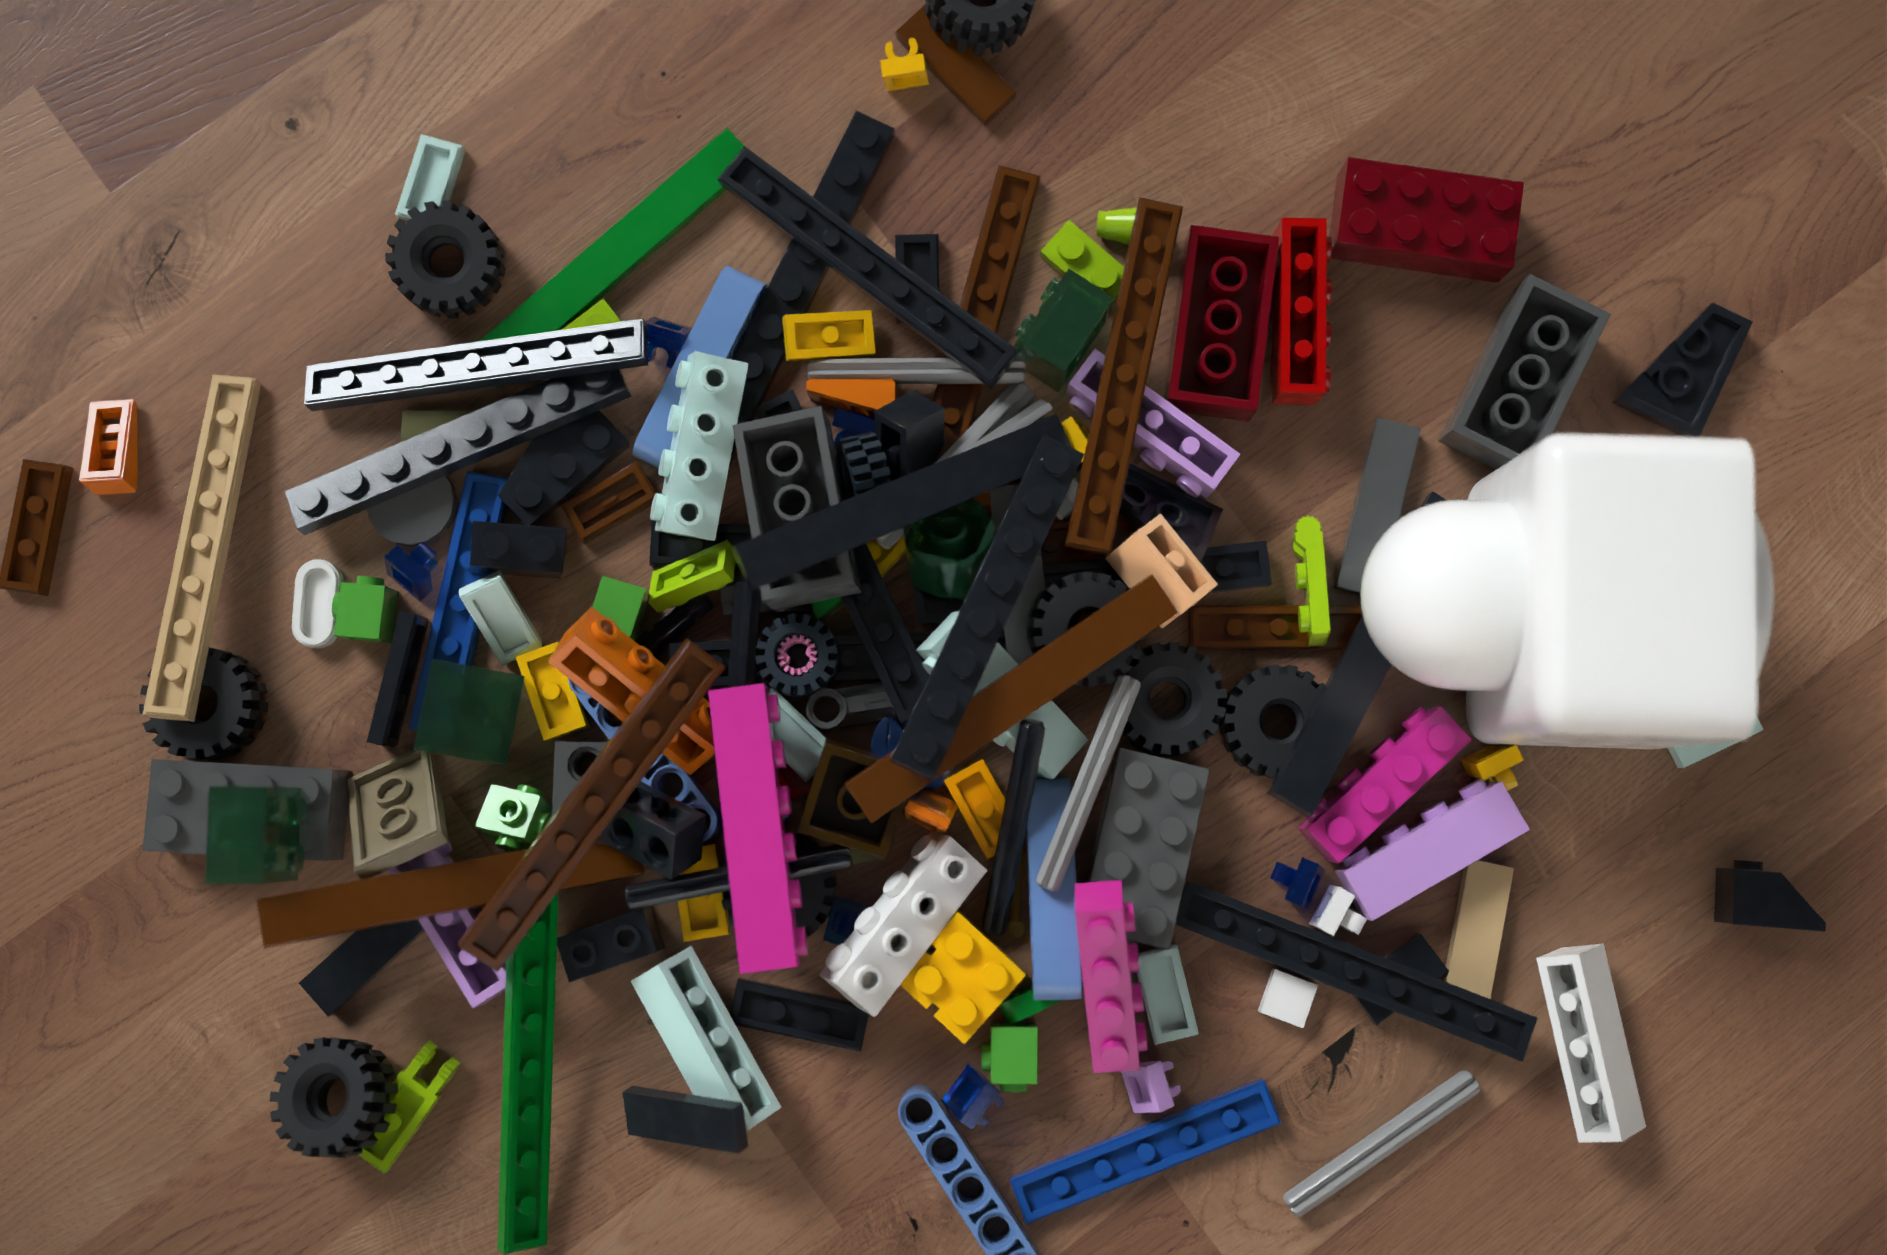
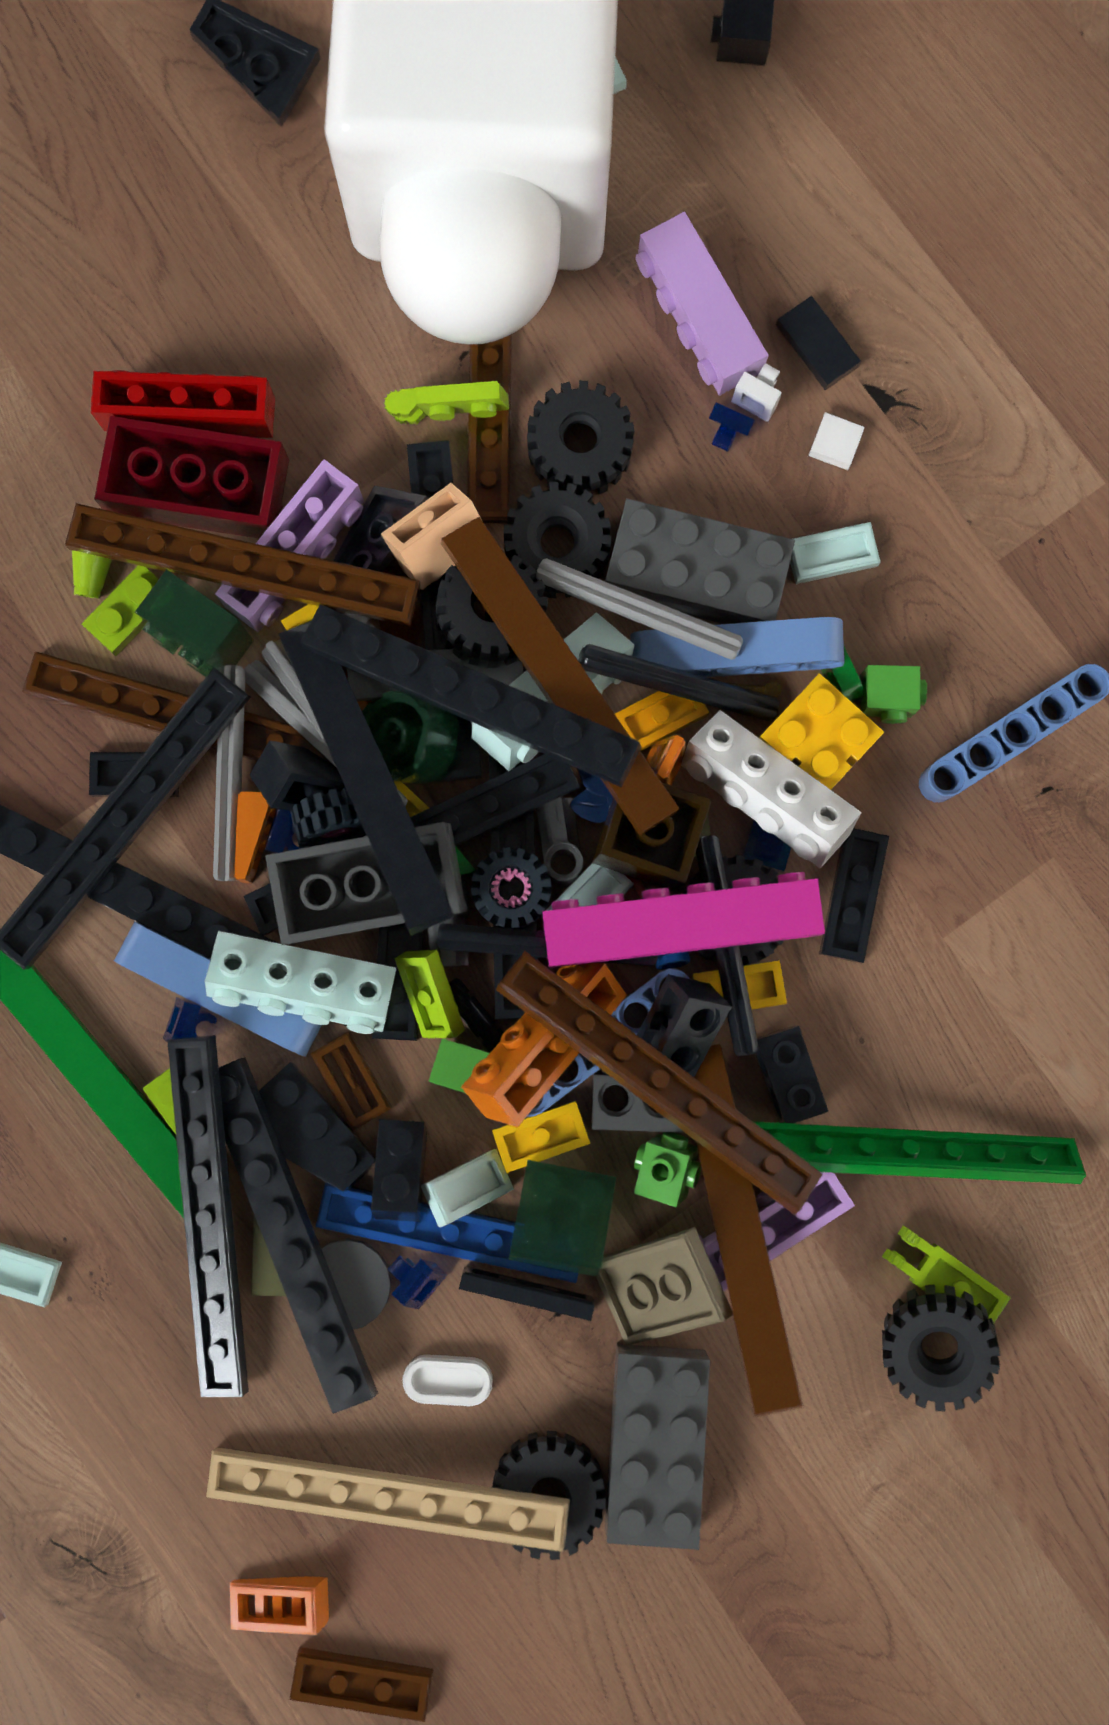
camera: 95 degrees left, 0 degrees up
(254, 834) = (688, 1423): clear green brick -> none
(357, 963) = (811, 1334): black tile -> none
(365, 610) = (456, 1328): bright green brick -> none
(422, 237) = (61, 1258): black tyre -> none
(685, 1119) = (956, 998): black tile -> none
(704, 1036) = (885, 980): light aqua brick -> none
(828, 335) = (189, 859): yellow plate -> none
(971, 1097) = (931, 731): clear blue tile -> none
(1107, 978) = (813, 592): dark pink brick -> none
(1144, 1151) = (977, 575): blue tile -> none
(1149, 1087) = (919, 567): lavender tile -> none
(1333, 719) = (560, 373): black tile -> none
(1355, 971) = (813, 375): black plate -> none
(1377, 497) = (376, 343): dark grey tile -> none
(1381, 1143) = (967, 362): light grey axle -> none
(1385, 783) = (639, 344): dark pink brick -> none
(1425, 219) = (96, 284): dark red brick -> none
(1478, 927) = (775, 269): tan tile -> none
(1494, 764) = (621, 246): yellow tile -> none
(1524, 373) = (254, 199): dark grey brick -> none
(1591, 1043) = (877, 171): white brick -> none

